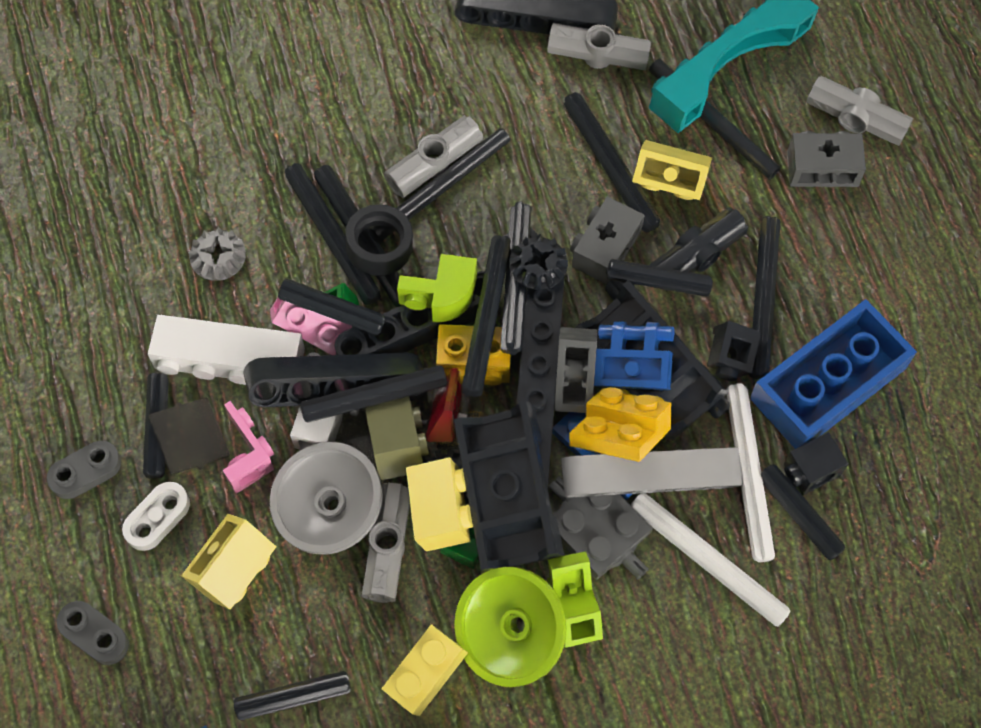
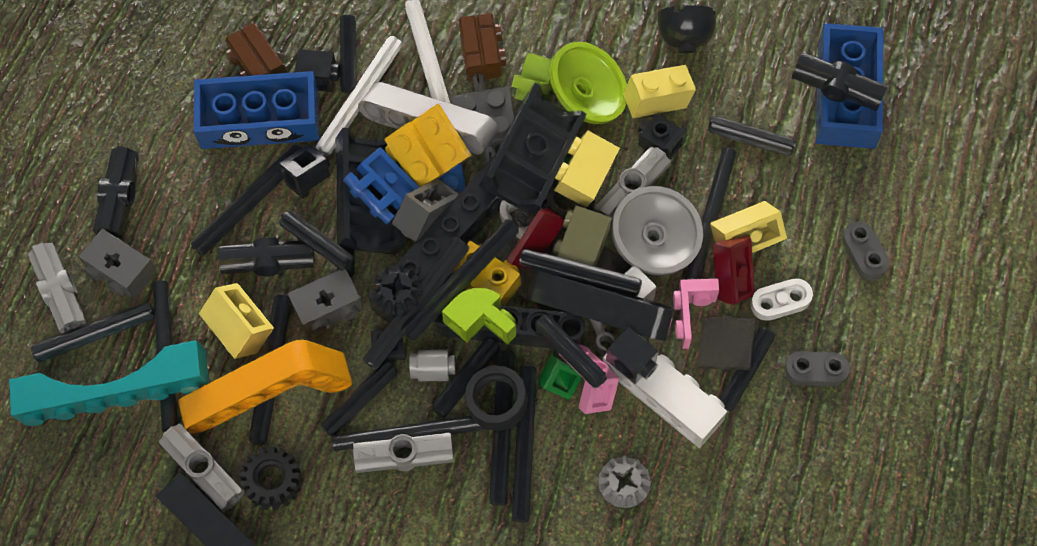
camera: 145 degrees left, 0 degrees up
(218, 506) = (734, 269): none -> dark red slope
(266, 335) = (632, 356): none -> black brick
(286, 578) = (712, 210): none -> black piece
(379, 633) = (669, 136): none -> black brick
(428, 244) = (457, 386): none -> black axle
(466, 240) = (432, 365): none -> light grey brick
(510, 181) = (359, 398): none -> black axle
(534, 59) = (262, 461): none -> black tyre
(584, 127) = (263, 379): none -> light orange beam
(663, 606) = (480, 46): none -> reddish brown brick
(793, 99) = (92, 332): none -> black axle
(888, 437) = (253, 52): none -> reddish brown brick
(891, 221) = (116, 191): none -> black piece

